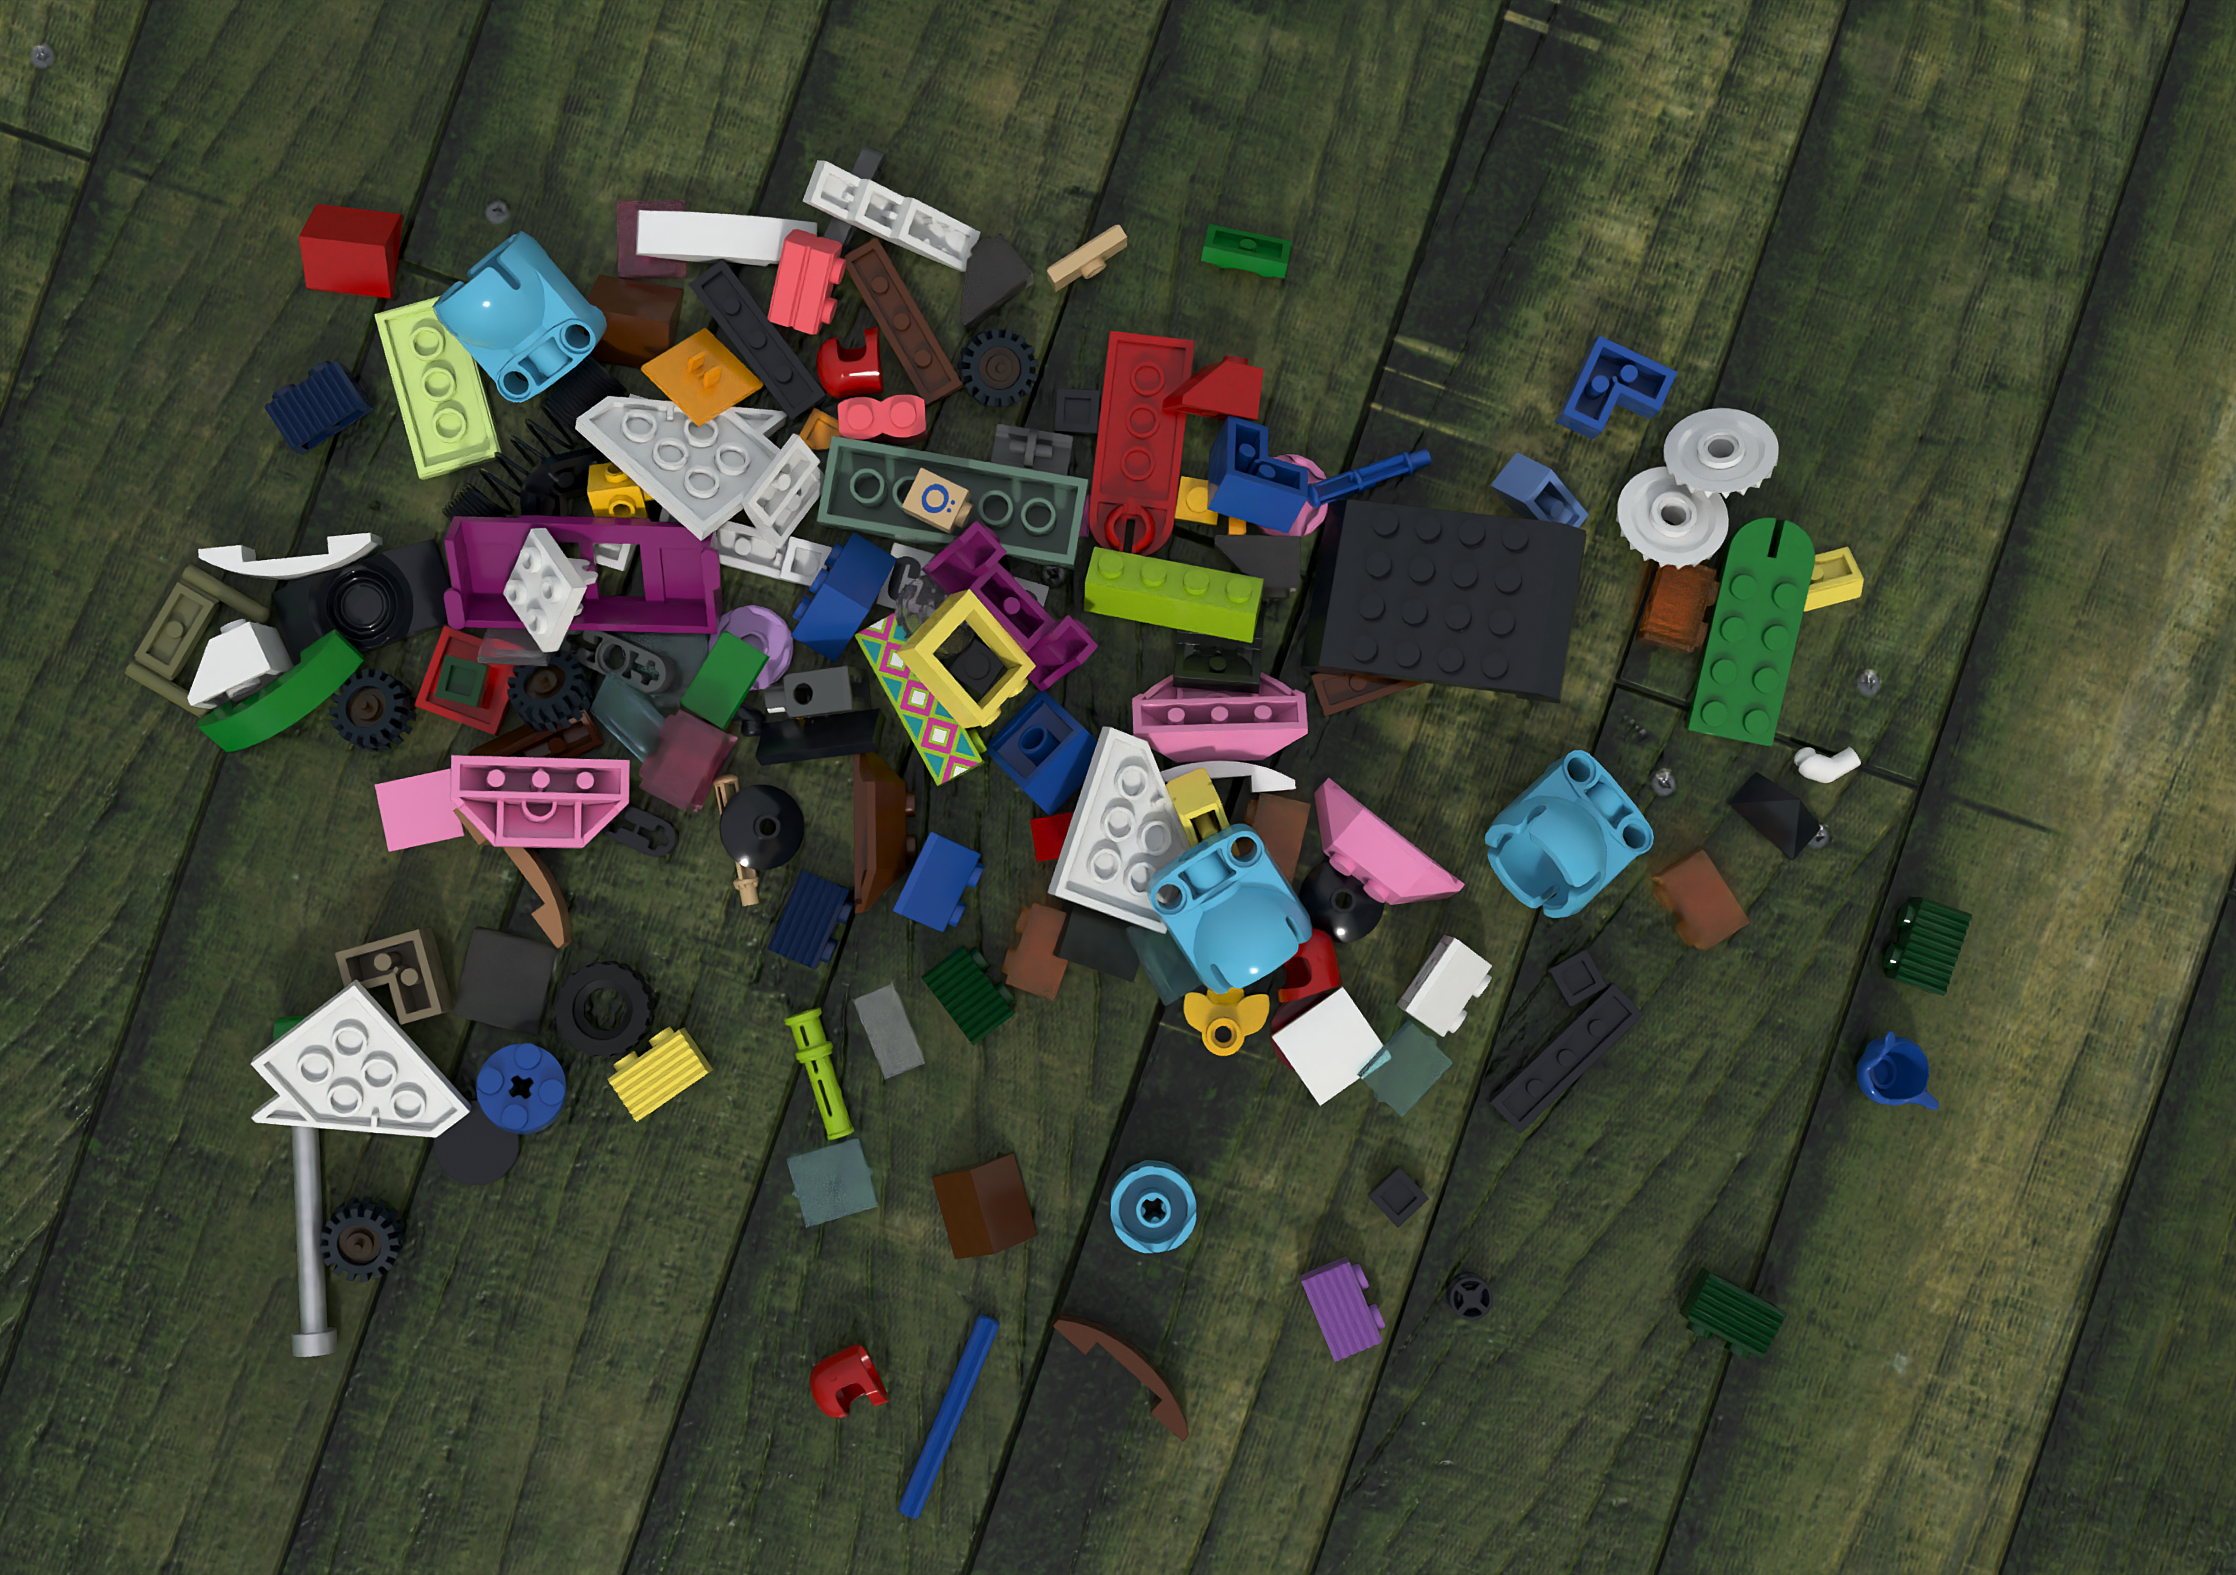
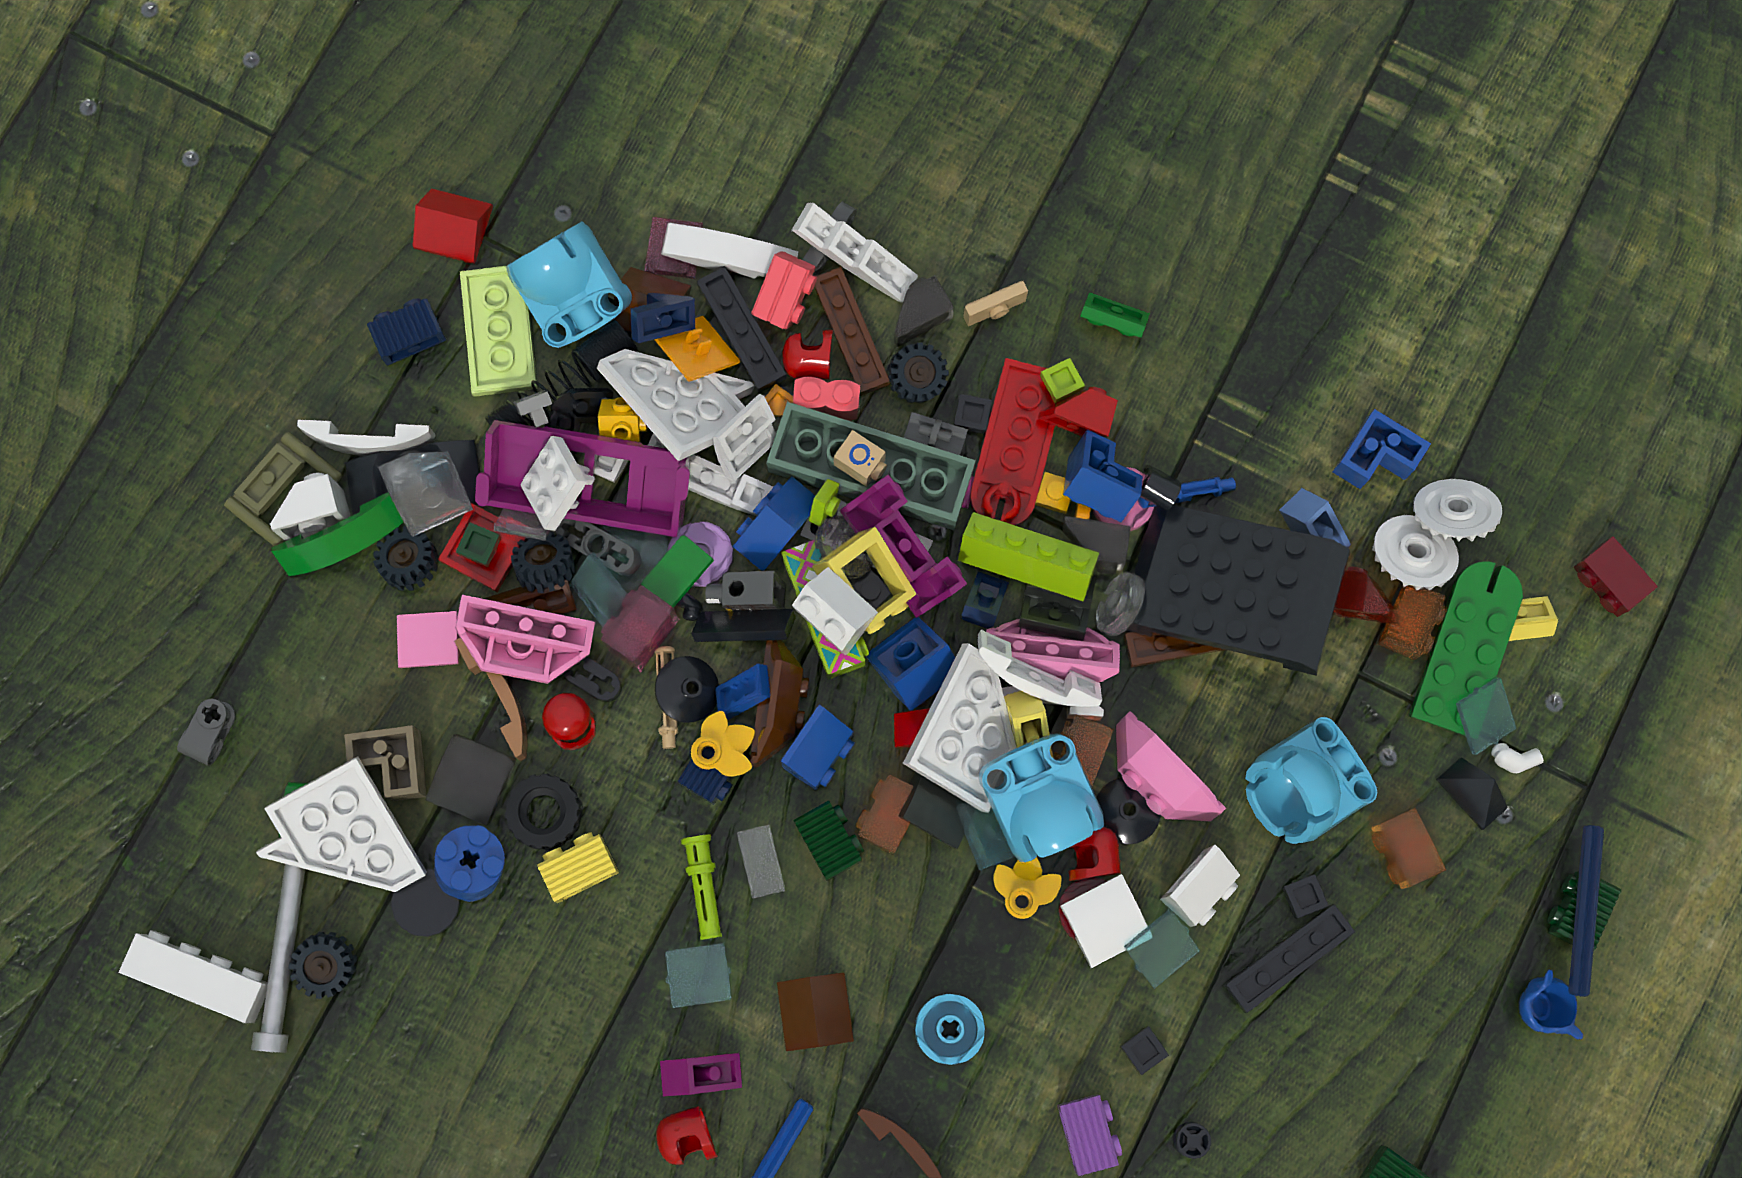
camera: 10 degrees right, 10 degrees down
(160, 975) = (205, 735): none -> dark grey piece
(206, 1276) = (195, 977): none -> white brick
(381, 619) = (425, 489): none -> clear slope
(502, 490) = (534, 406): none -> light grey tile
(616, 888) = (567, 718): none -> red helmet
(650, 344) = (662, 317): none -> dark blue slope
(824, 895) = (728, 744): none -> yellow plate
(832, 823) = (743, 691): none -> blue plate
(854, 1304) = (700, 1074): none -> magenta slope
(901, 564) = (825, 503): none -> lime plate
(932, 708) = (834, 610): none -> white slope
(1125, 657) = (984, 600): none -> dark blue slope
(1187, 353) = (1062, 380): none -> lime plate
(1253, 765) = (1072, 691): none -> white slope
(1301, 640) = (1121, 605): none -> clear tile
(1332, 480) = (1160, 488): none -> black panel
(1612, 587) = (1364, 599): none -> clear red slope
(1782, 717) = (1486, 715): none -> clear light blue piece
(1929, 949) = (1586, 911): none -> dark blue axle
(1931, 511) = (1614, 577): none -> dark red brick

